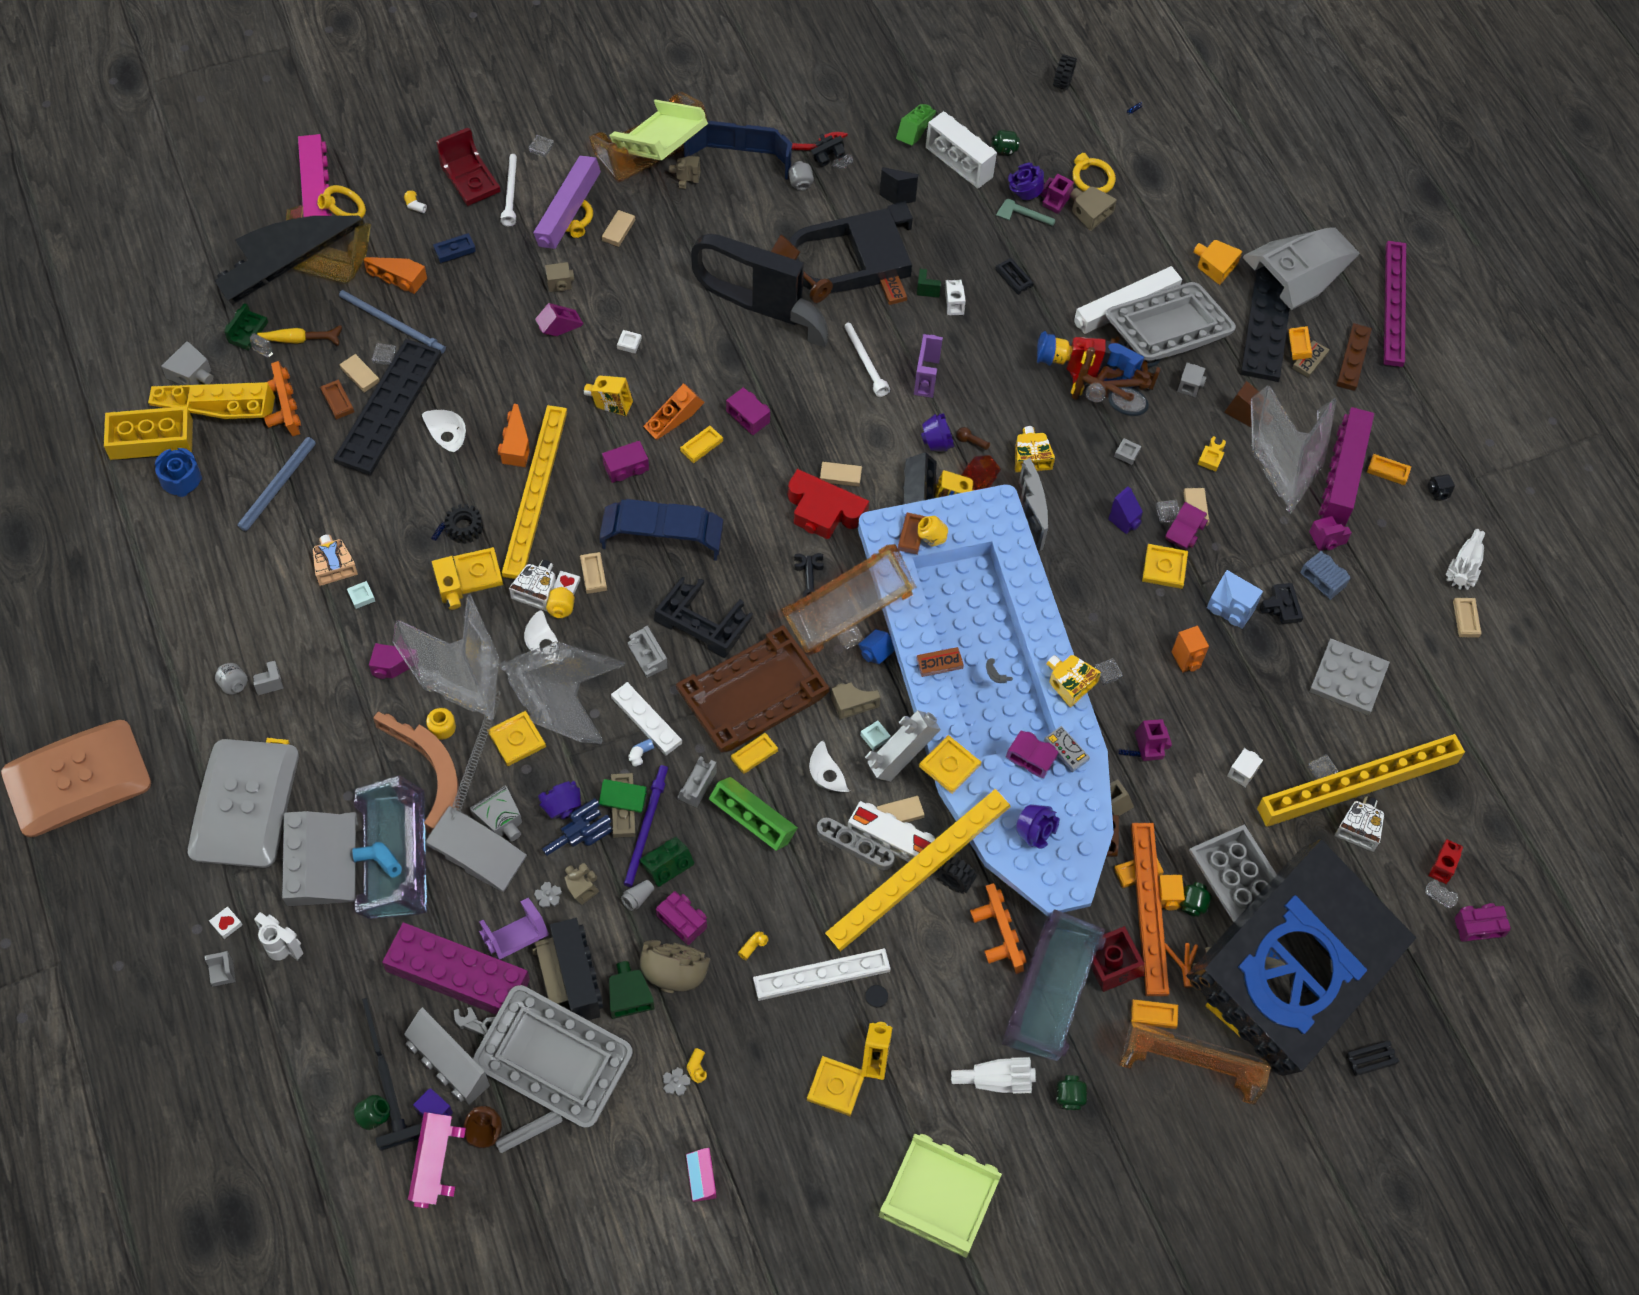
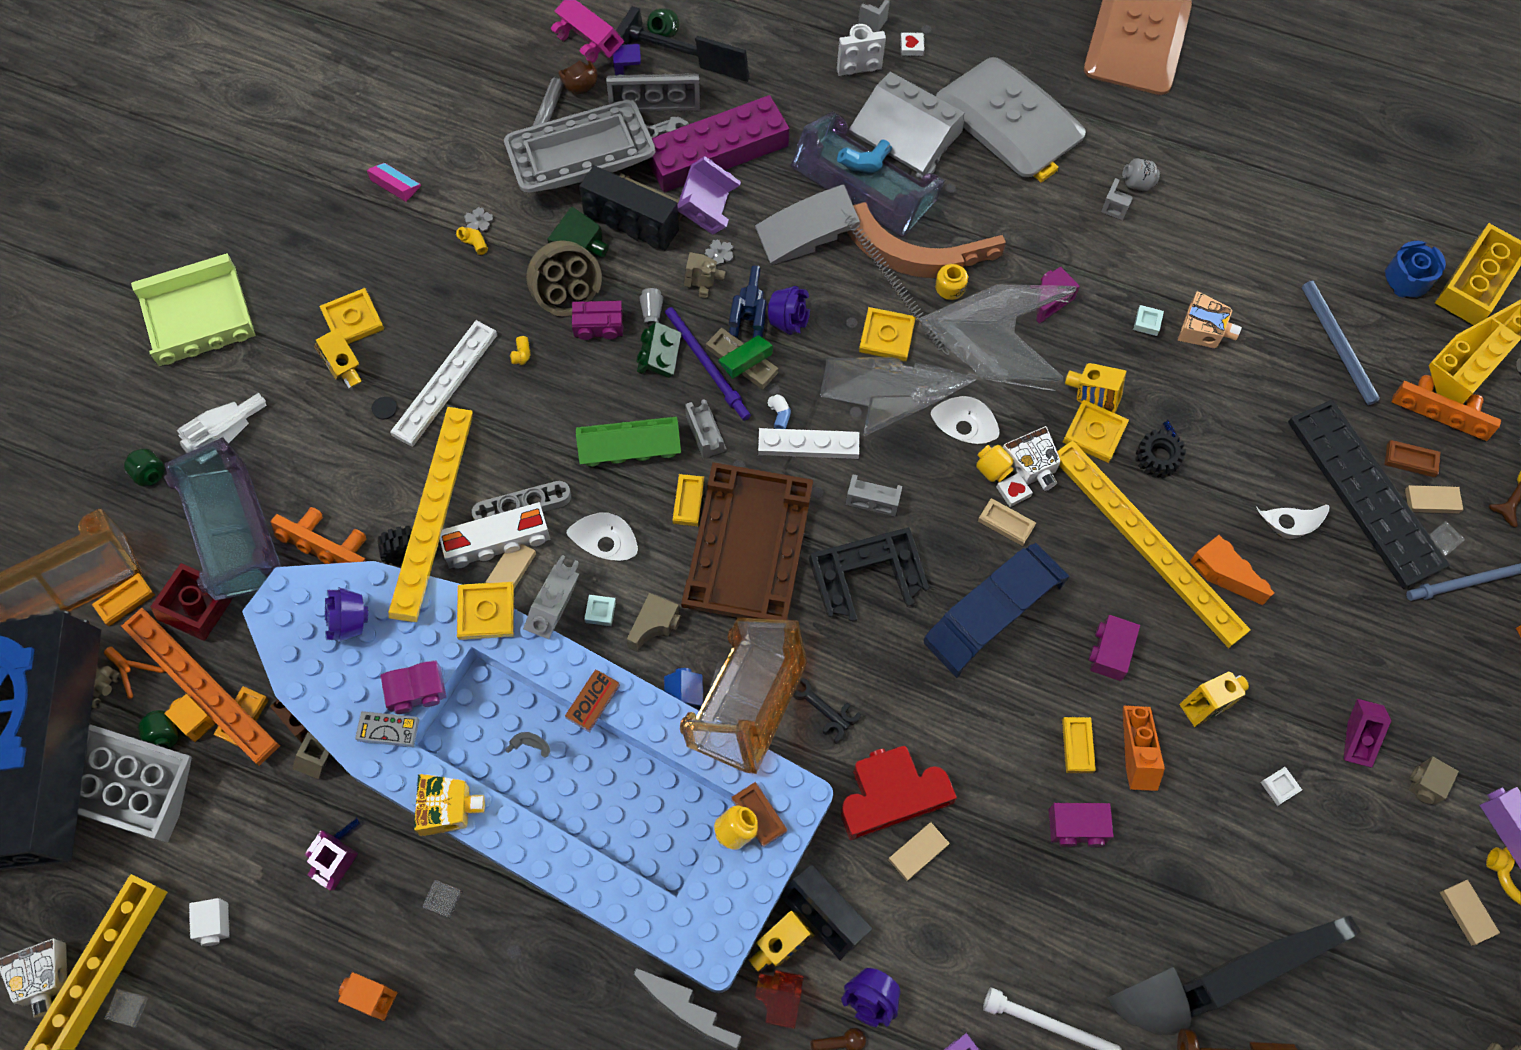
camera: 135 degrees right, 5 degrees up
(499, 814) = (823, 264): light grey torso -> none

